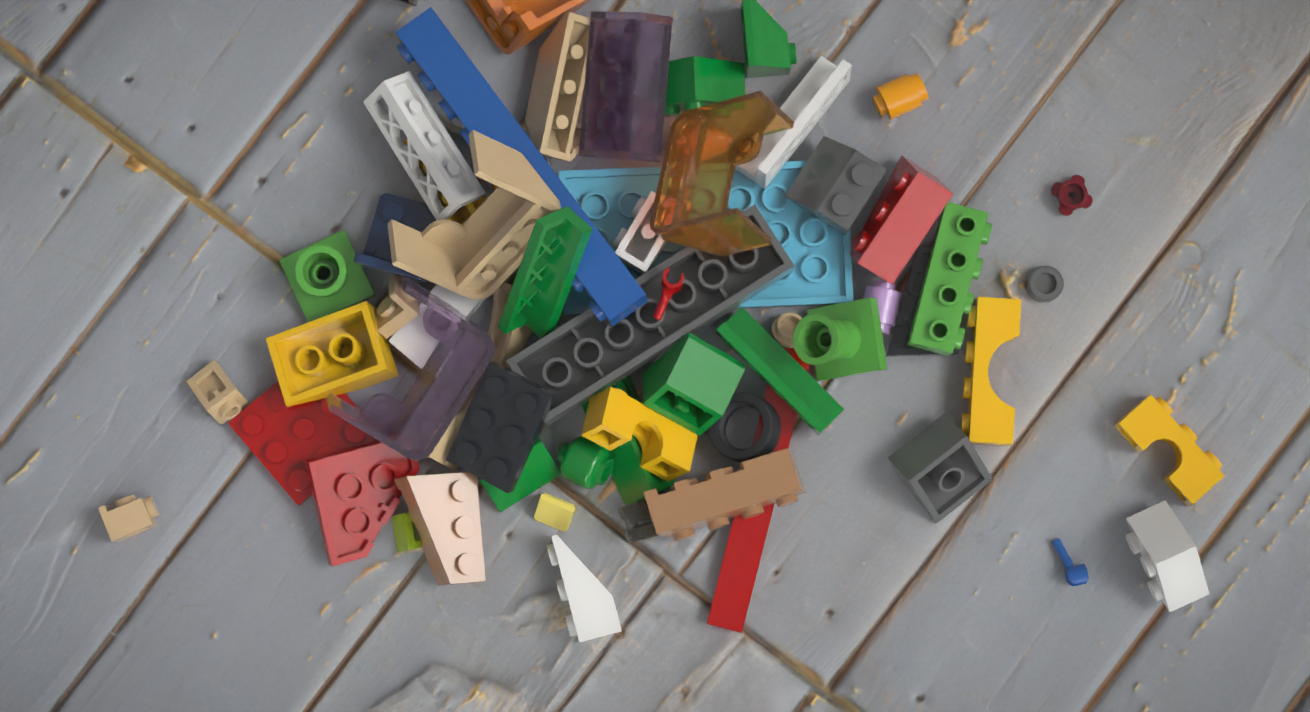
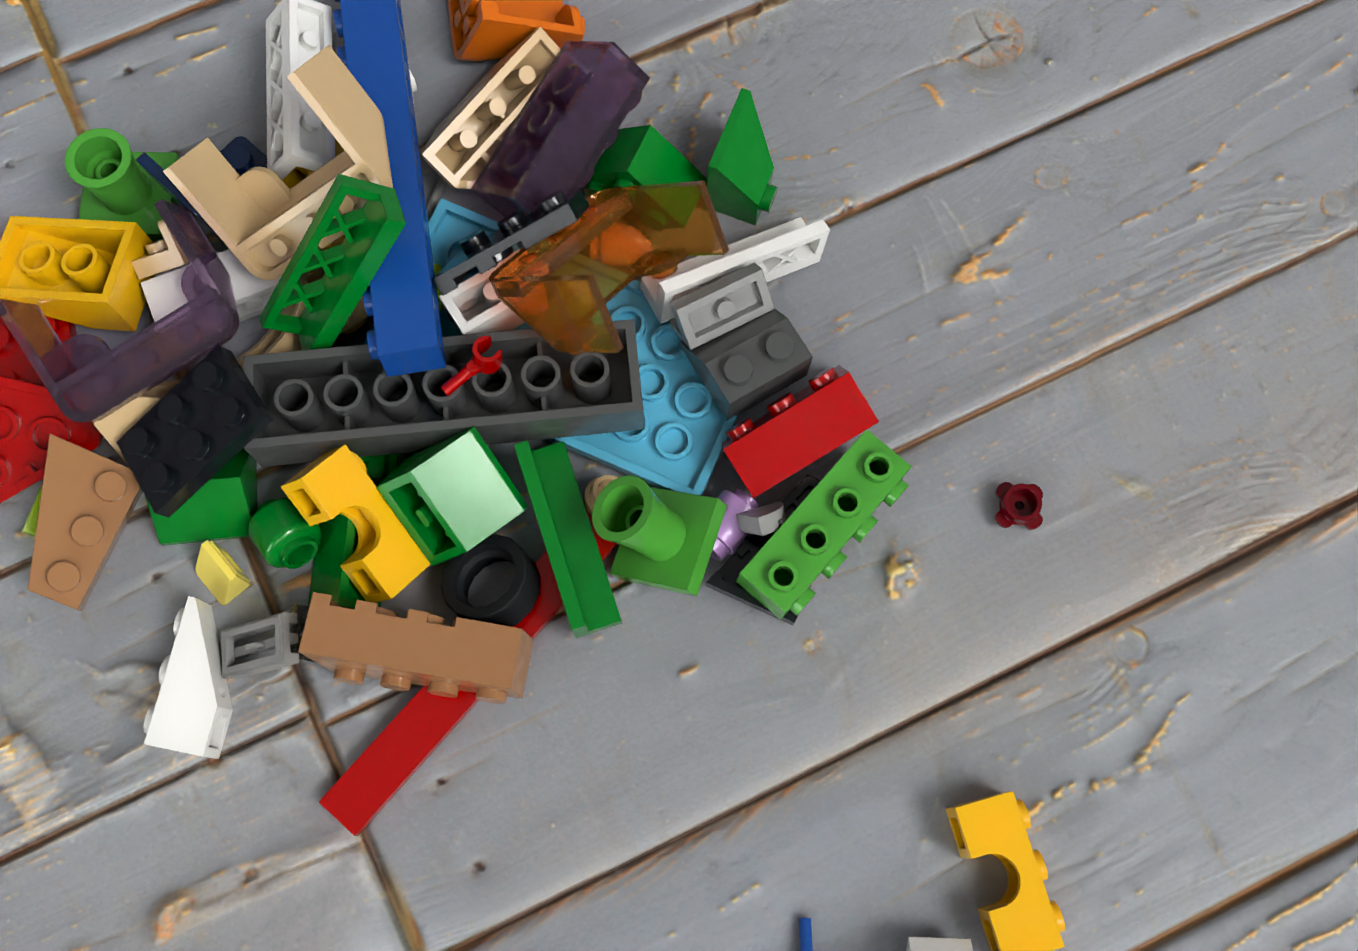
camera: 25 degrees right, 10 degrees down
(633, 532) = (281, 642): none -> light grey tile
(650, 178) = (488, 250): none -> black wing
(806, 162) = (721, 306): none -> light grey panel
(900, 96) = (869, 299): light orange brick -> none
(905, 296) = (762, 519): none -> light grey tile
(940, 468) = (704, 753): dark grey slope -> none
(988, 417) = (855, 612): yellow arch -> none
(1044, 284) = (938, 593): dark grey tile -> none

